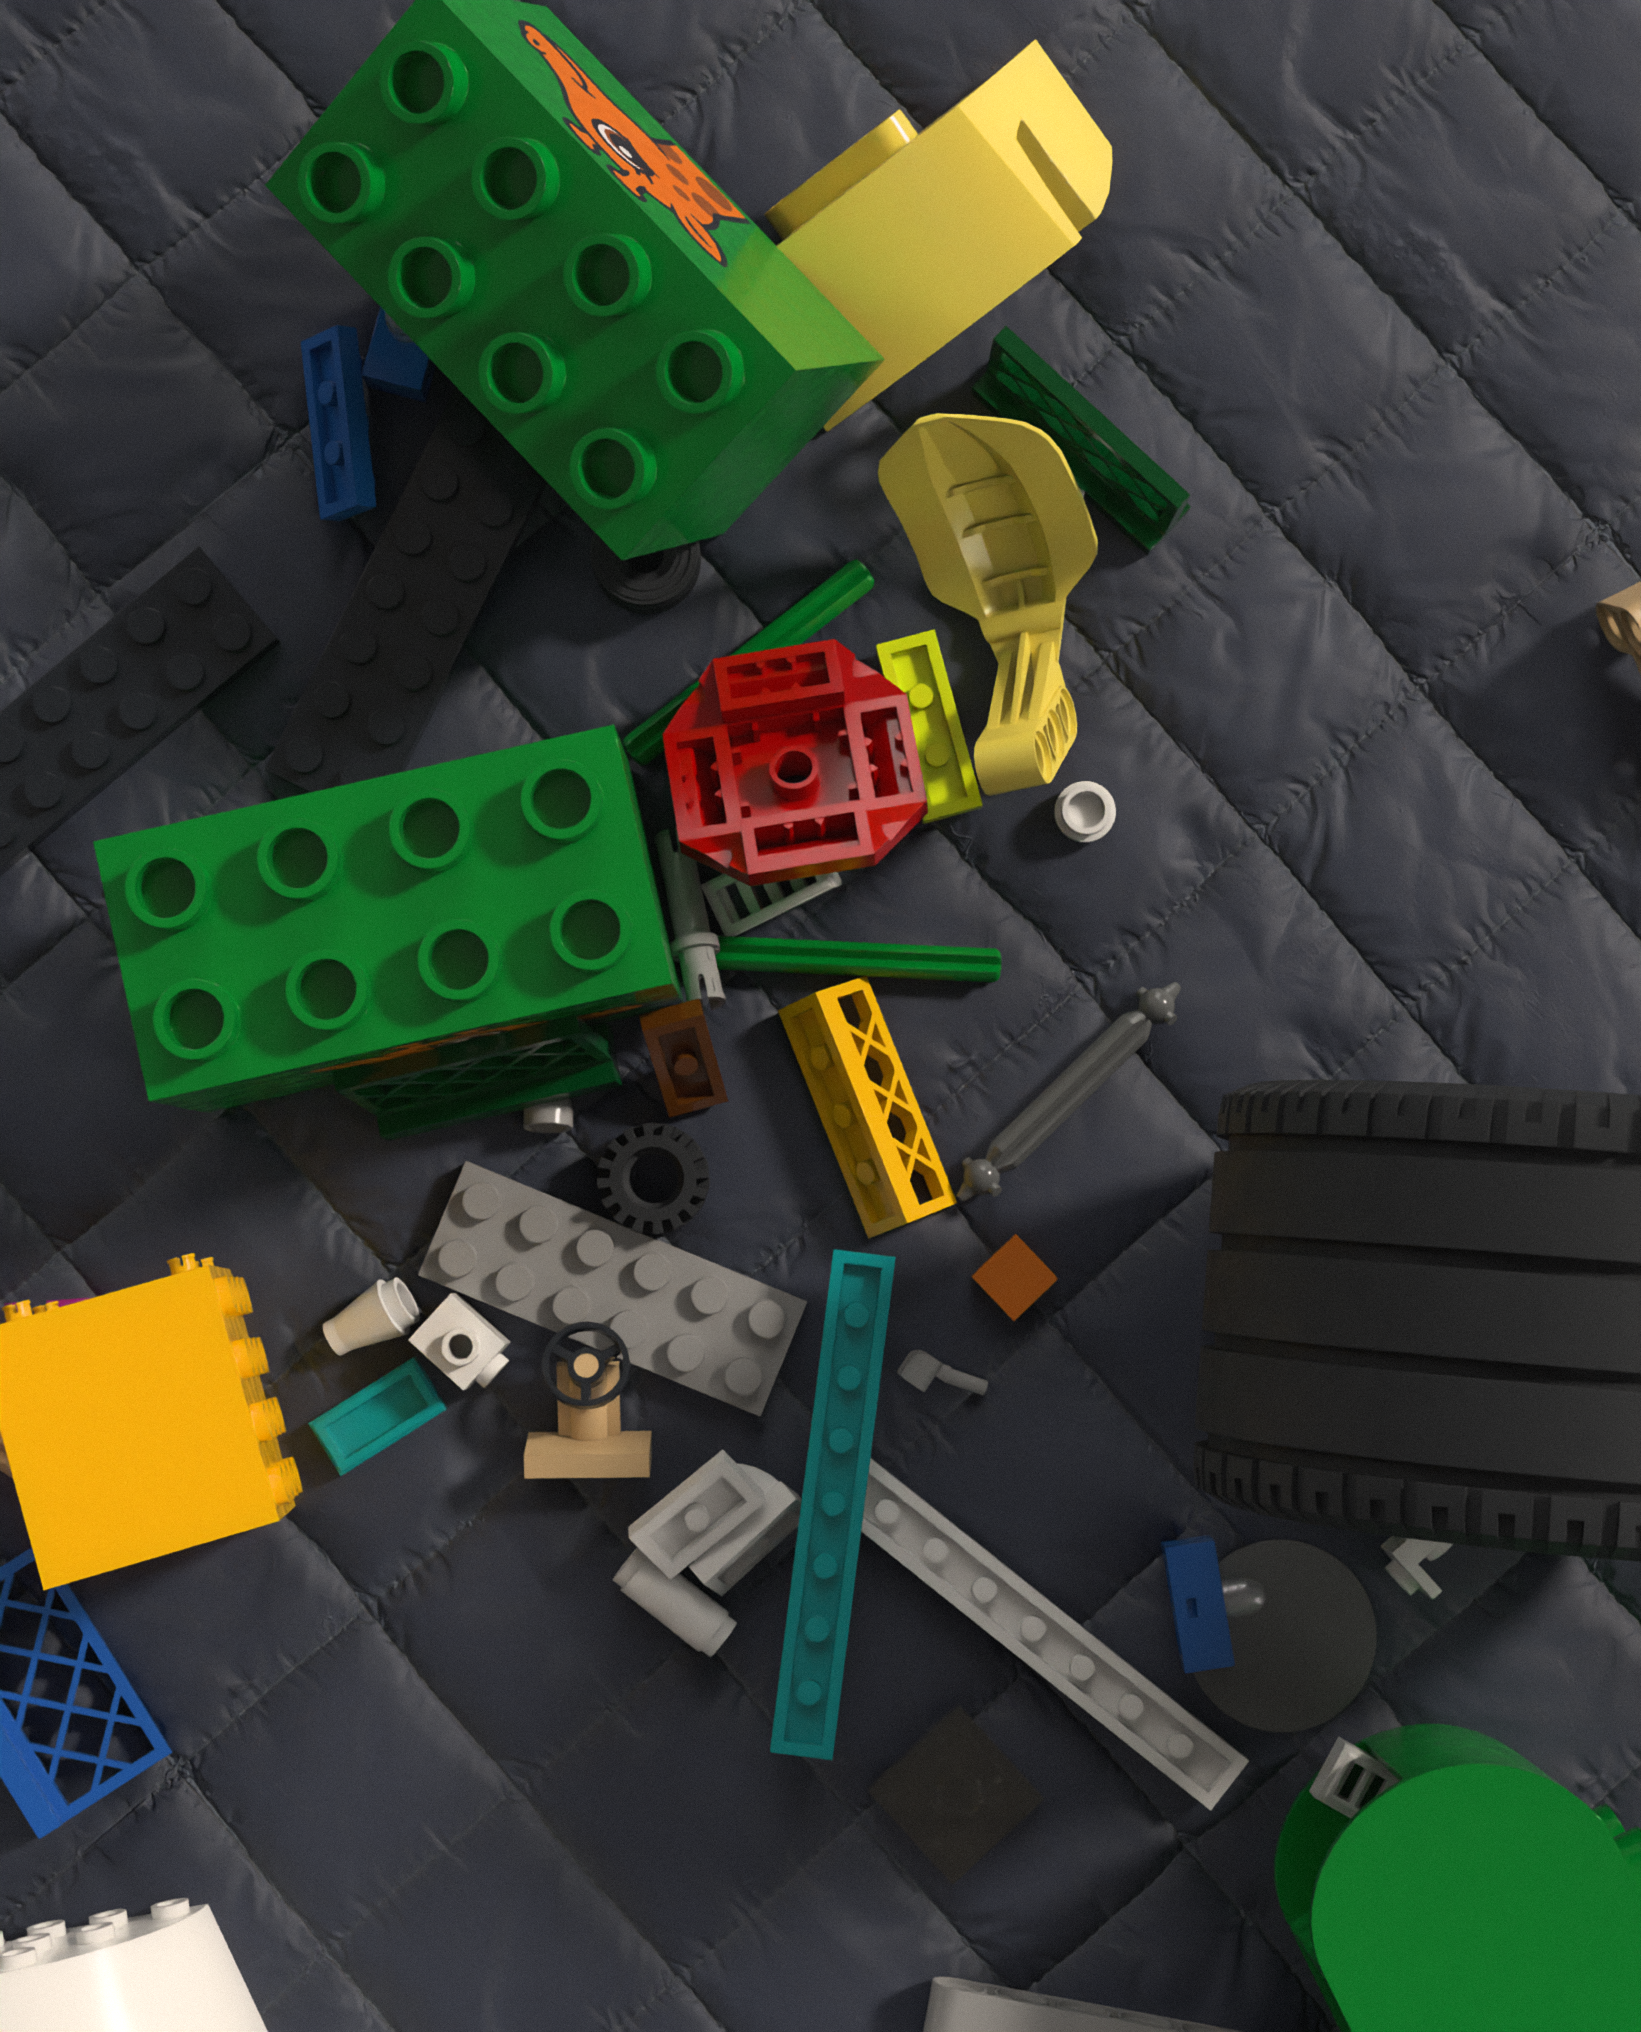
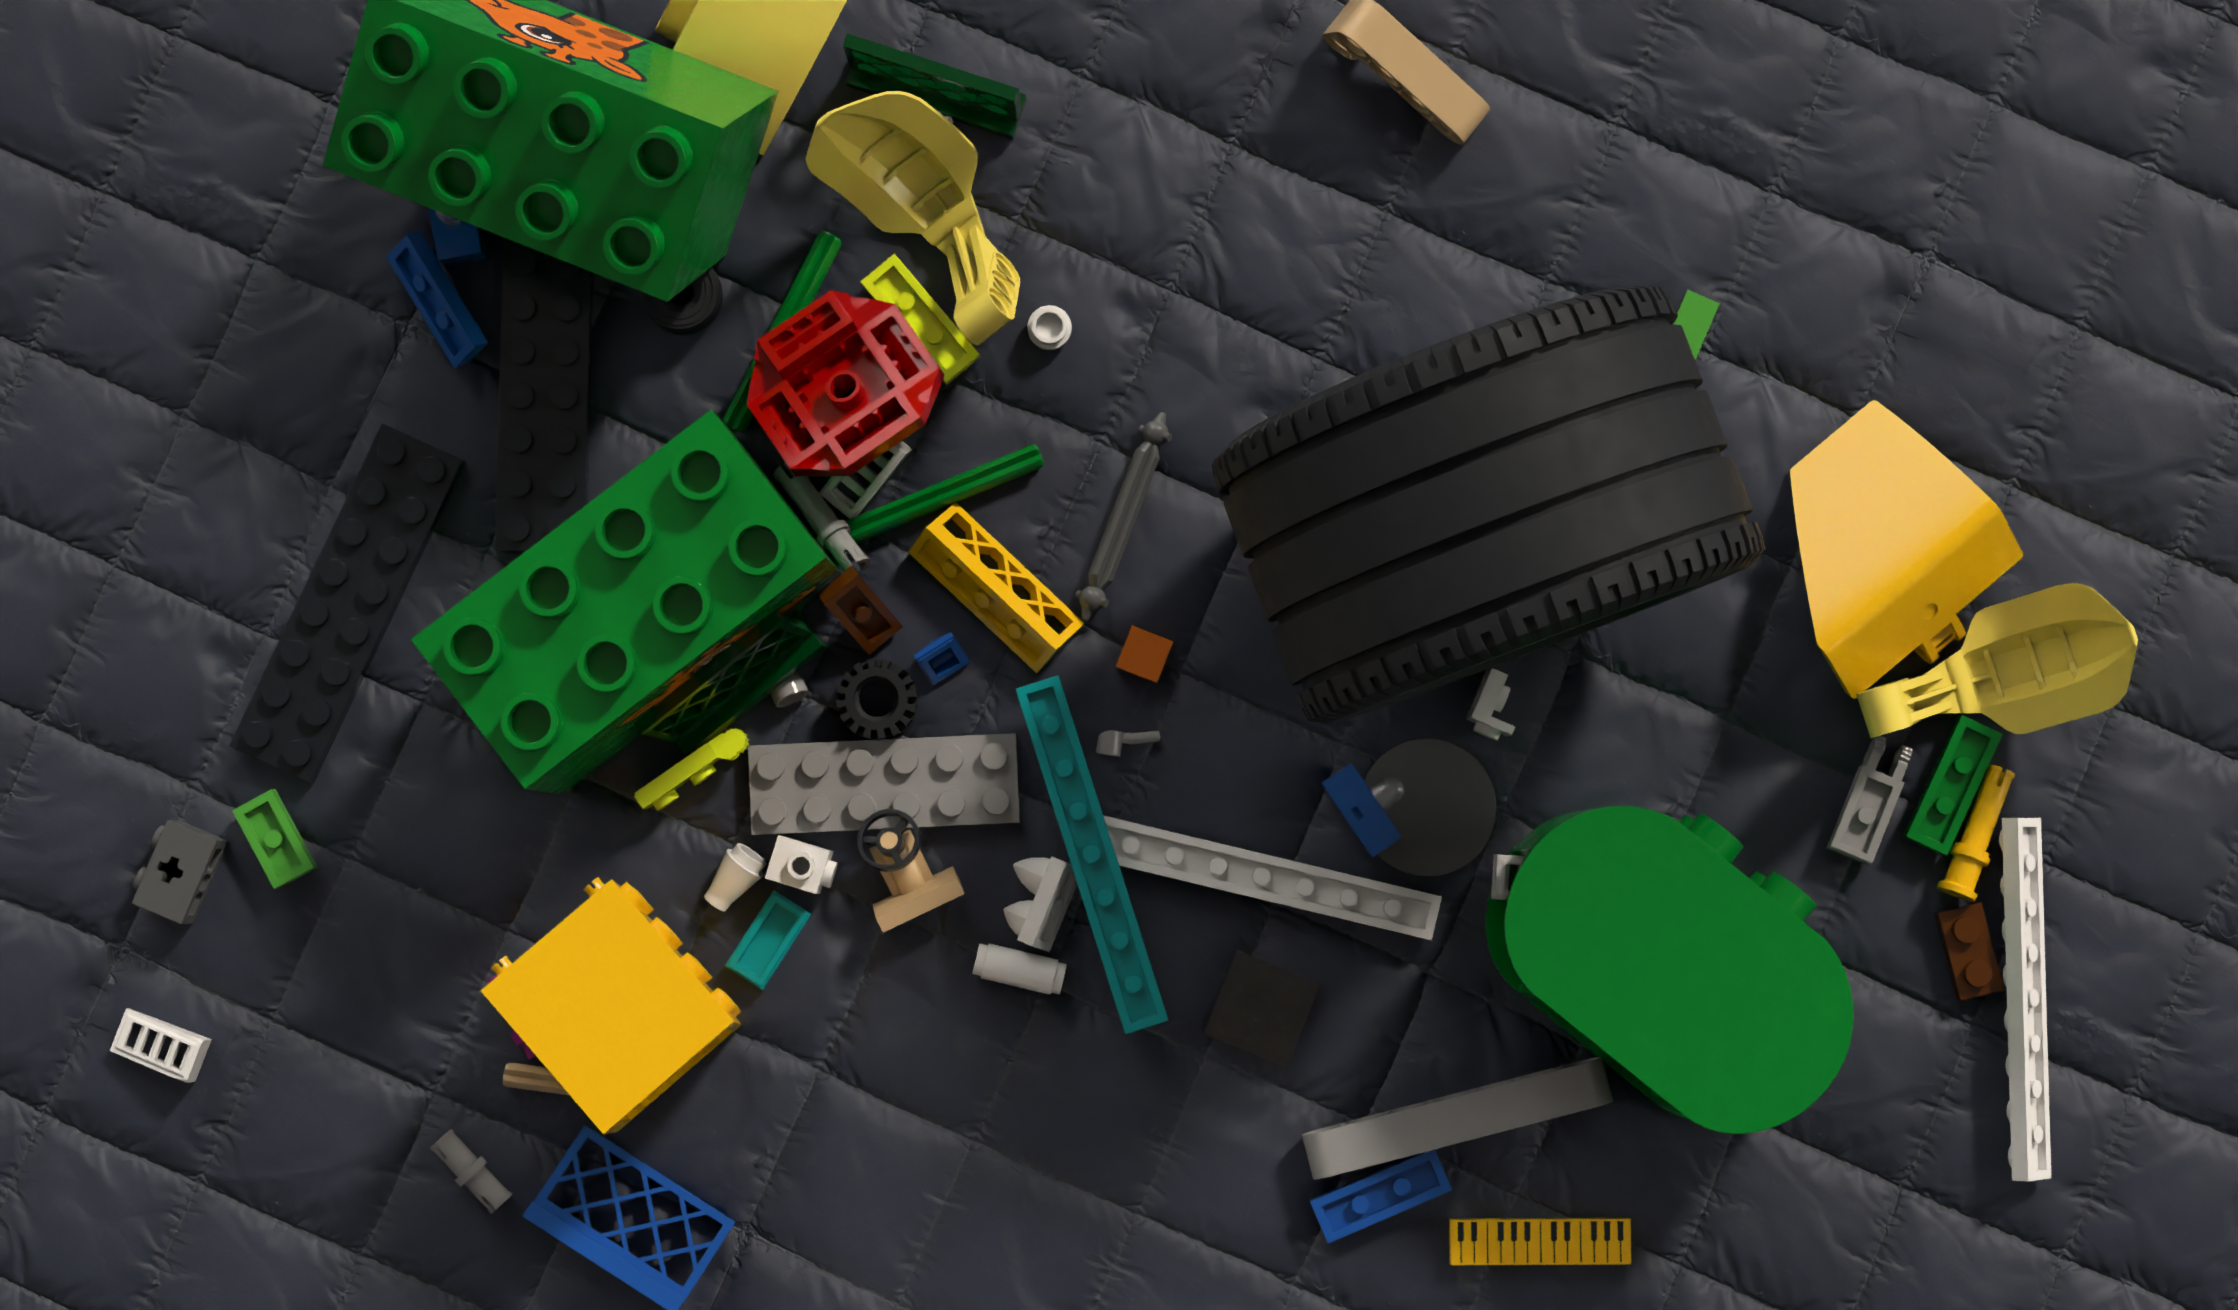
camera: 20 degrees left, 0 degrees up
(386, 1158) = (694, 767): none -> neon yellow hinge
(696, 1514) = (1006, 903): white tile -> none
(757, 1163) = (941, 658): none -> blue slope

